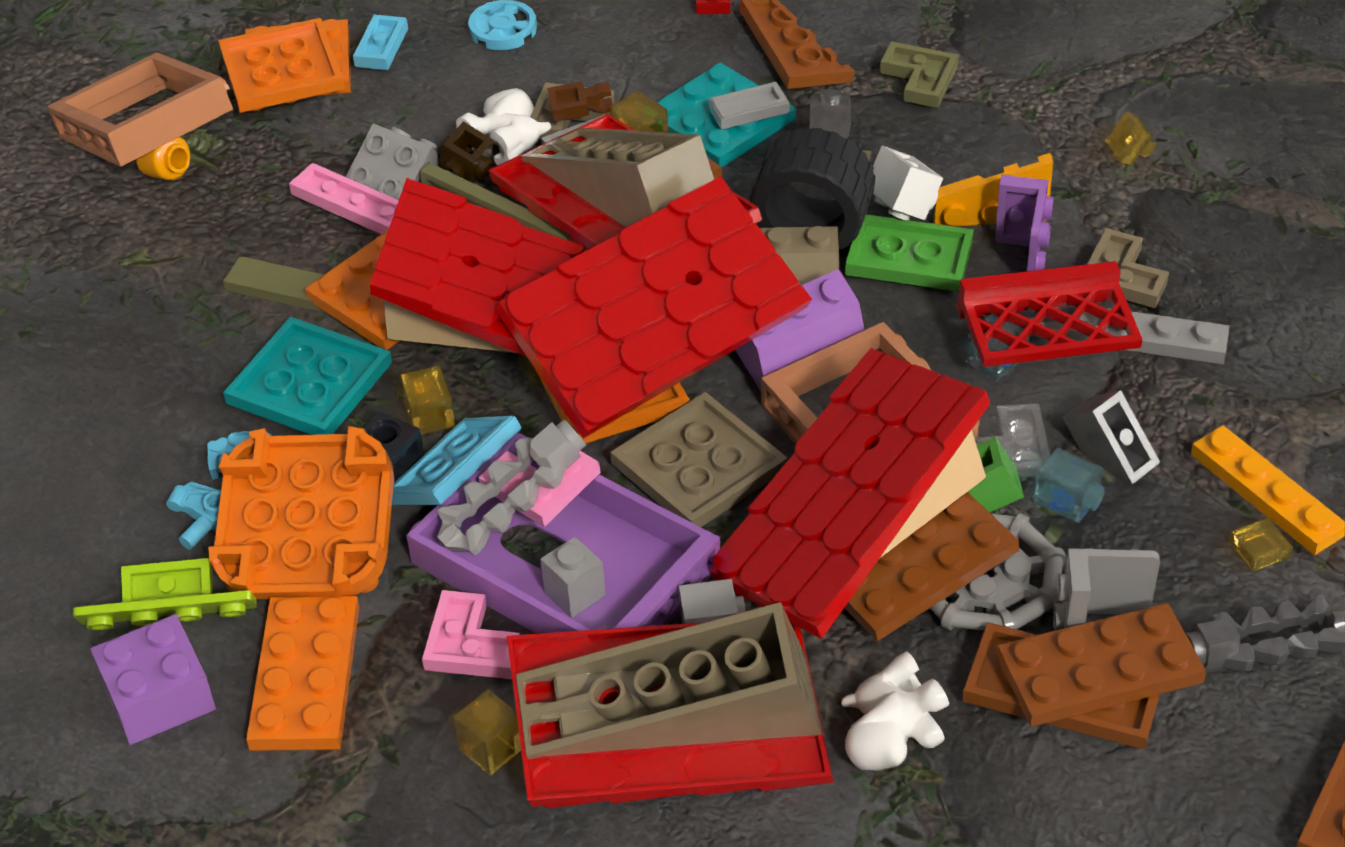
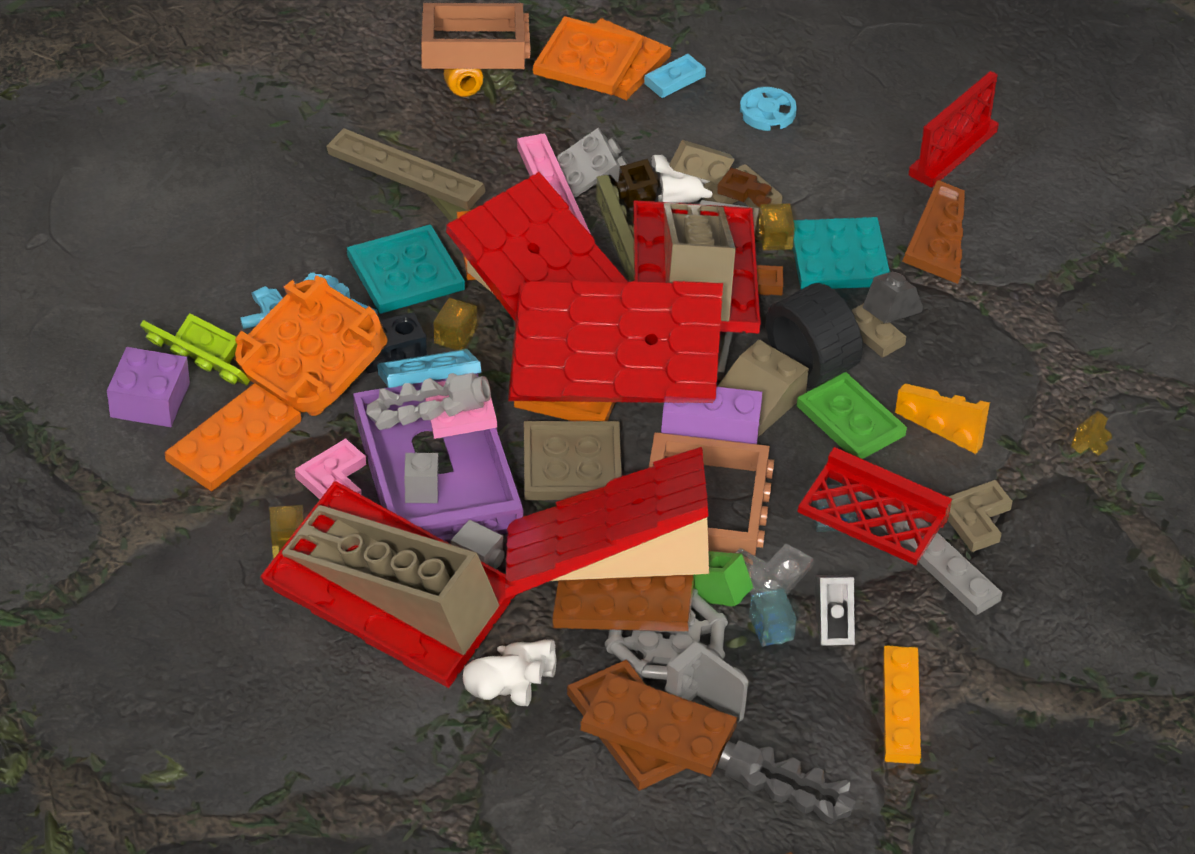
camera: 35 degrees right, 0 degrees up
(201, 277) = (406, 169): none -> dark tan plate
(519, 95) = (701, 161): none -> dark tan plate
(748, 105) = (854, 256): light grey tile -> none
(904, 184) = (888, 368): white brick -> none
(926, 69) = (1009, 303): olive plate -> none
(1021, 216) = (940, 445): medium lavender bracket -> none
(1260, 544) = (853, 731): clear yellow tile -> none

